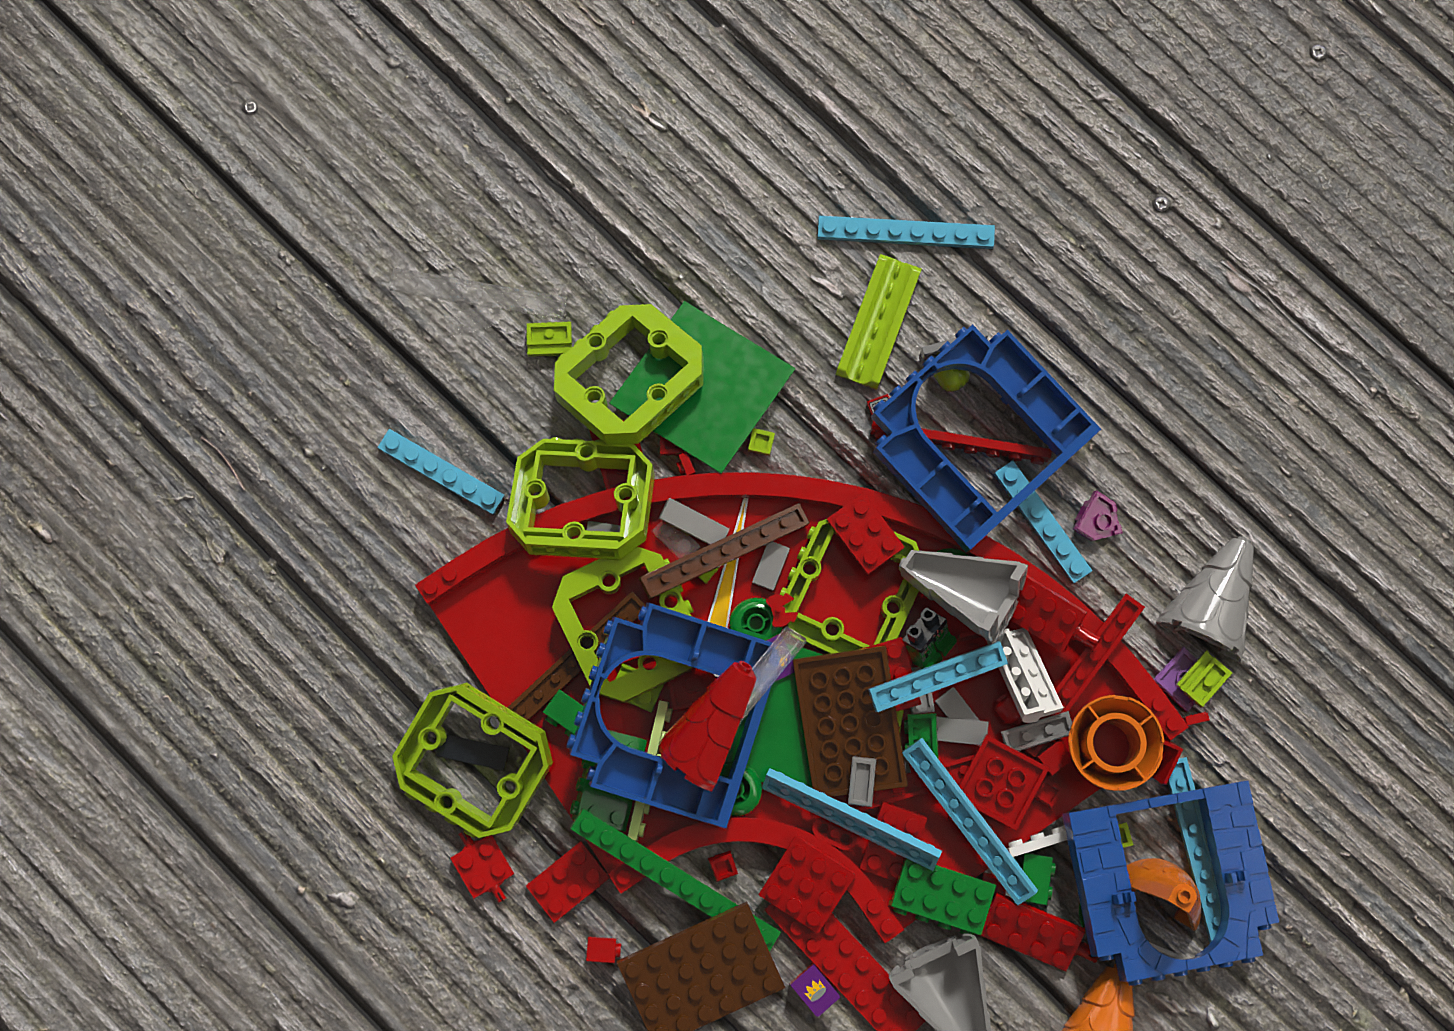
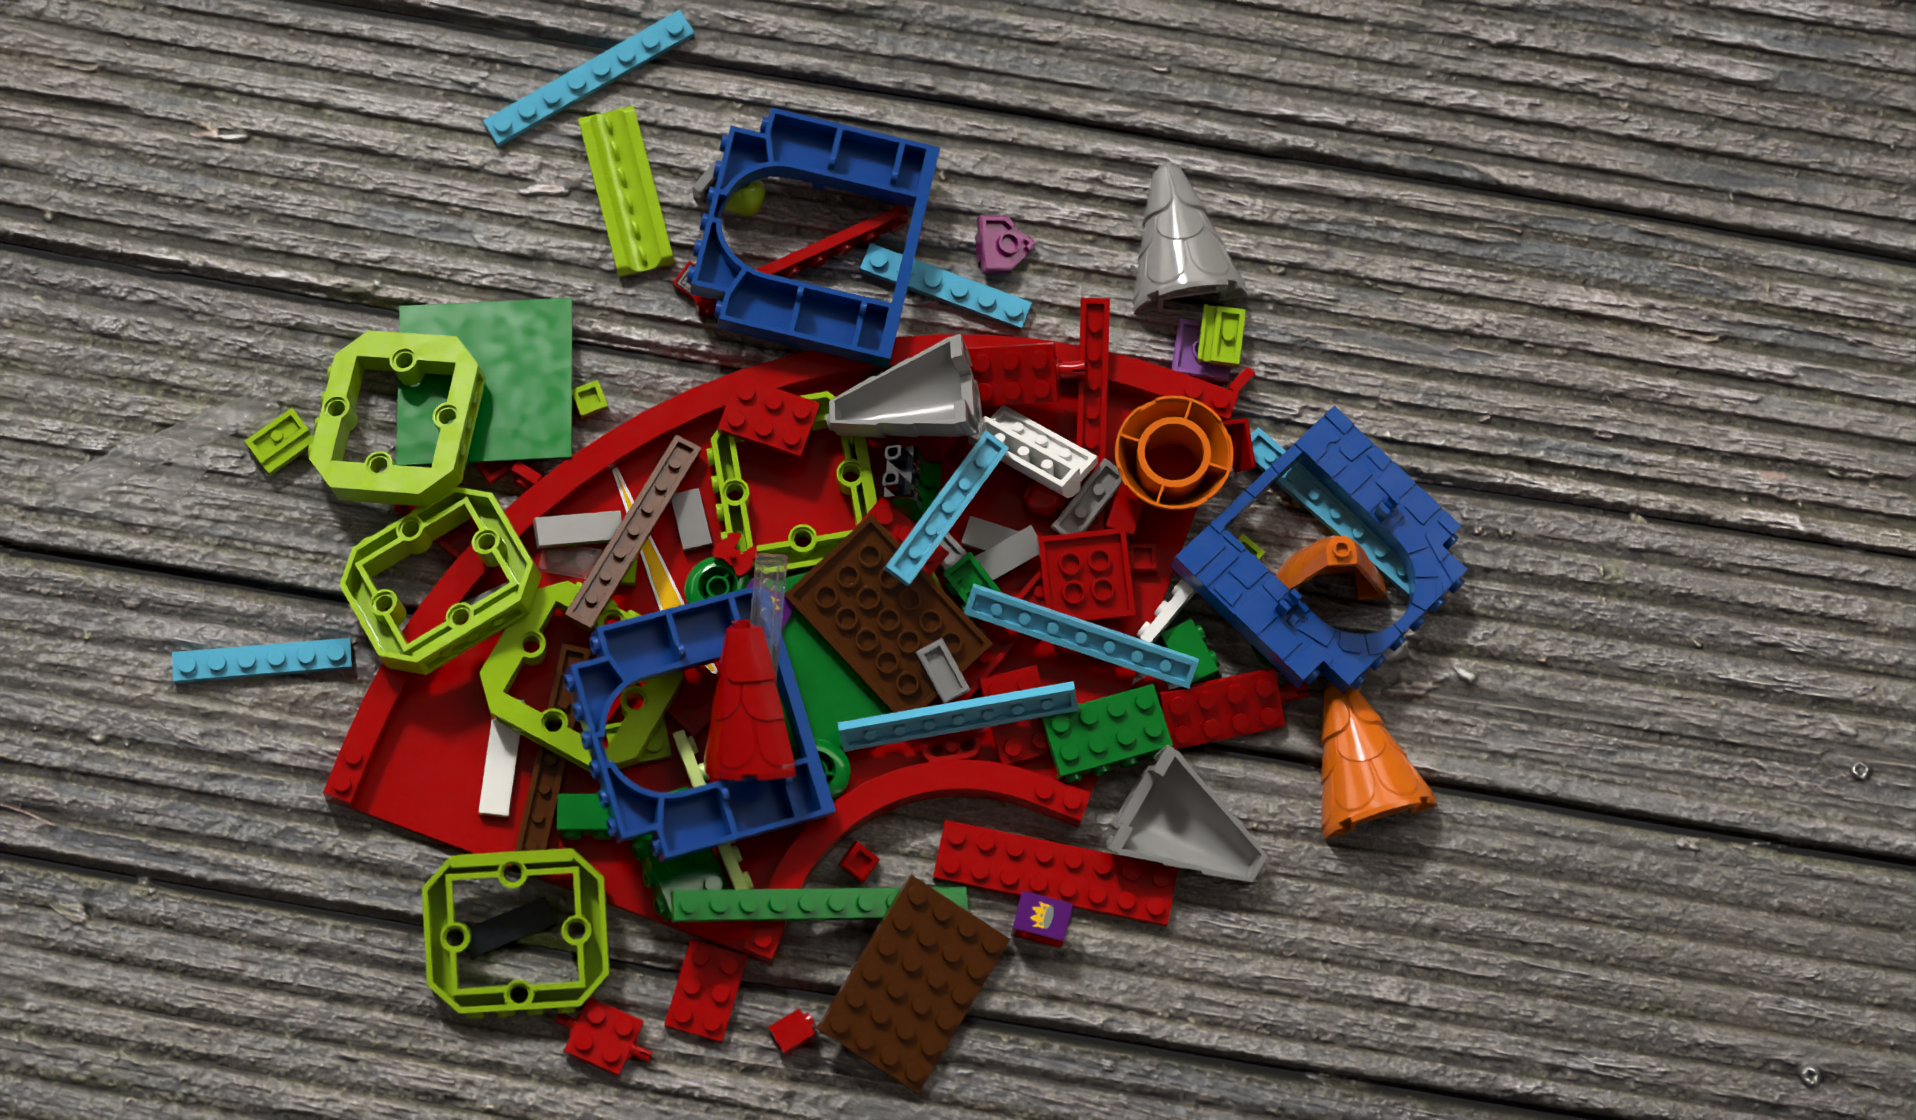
camera: 40 degrees left, 5 degrees down
(537, 645) = (499, 770): none -> white tile
(807, 884) = (959, 815): red plate -> none

